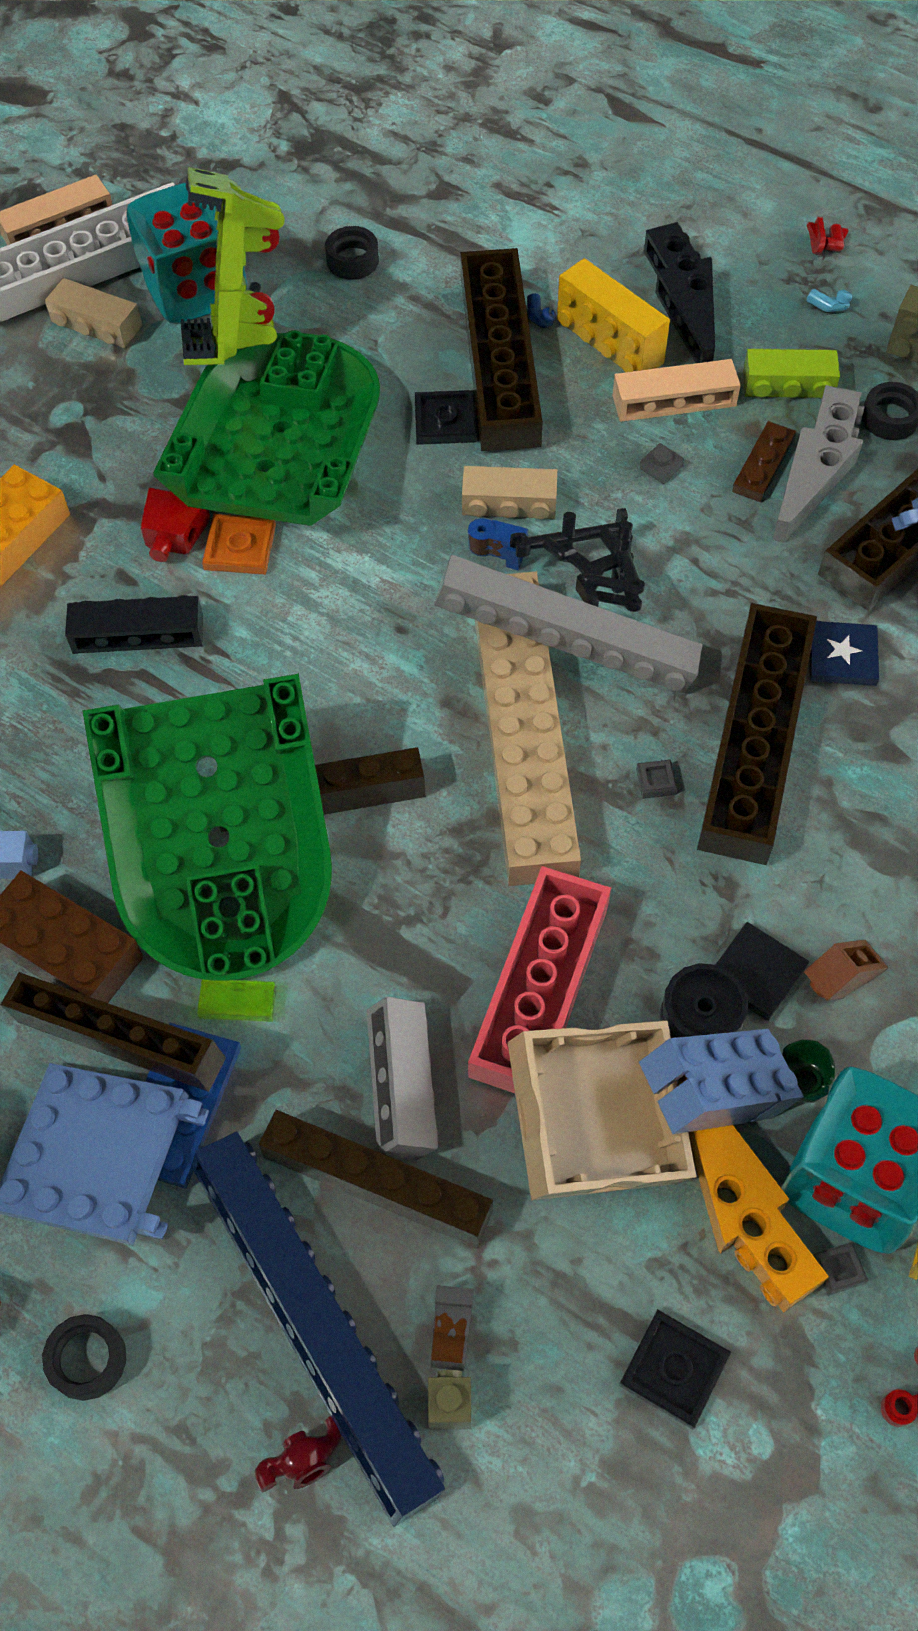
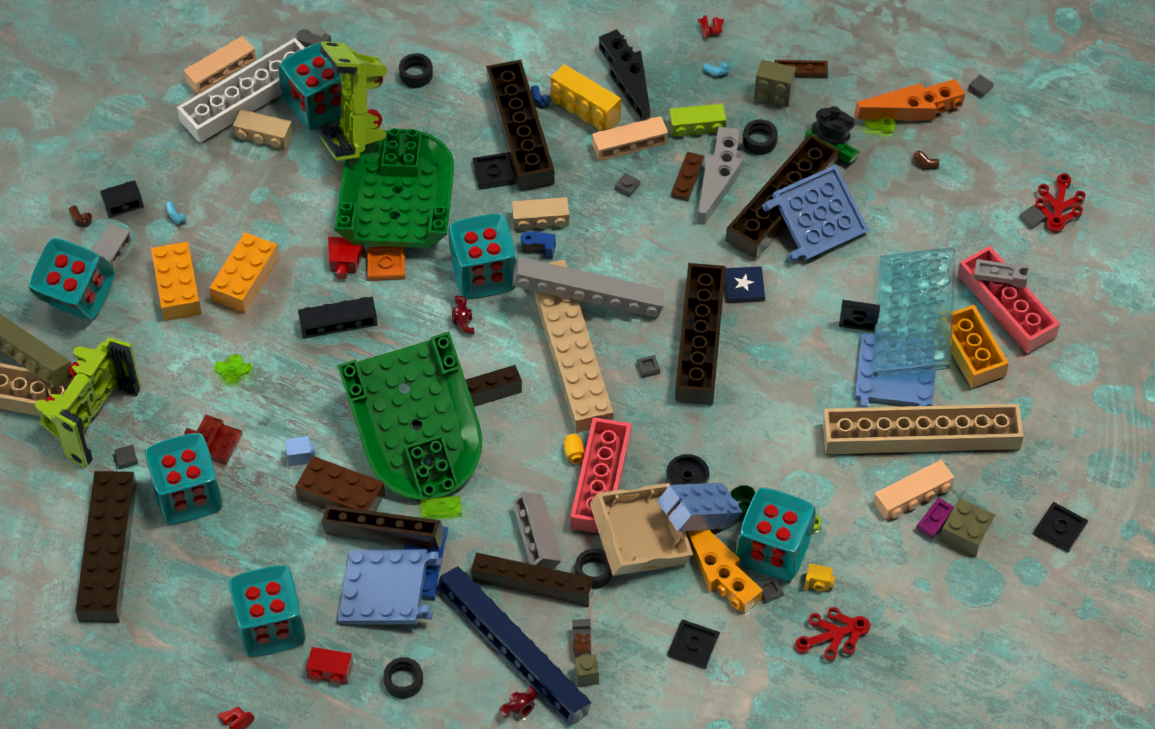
camera: 10 degrees left, 5 degrees down
(345, 646) = (462, 315): none -> dark red piece
(394, 546) = (482, 255): none -> teal piece
(474, 1152) = (598, 555): none -> black tyre
(499, 918) = (574, 448): none -> yellow brick
(618, 541) = (608, 235): black piece -> none
(763, 967) = (717, 455): black tile -> none
(844, 969) = (759, 450): dark orange slope -> none

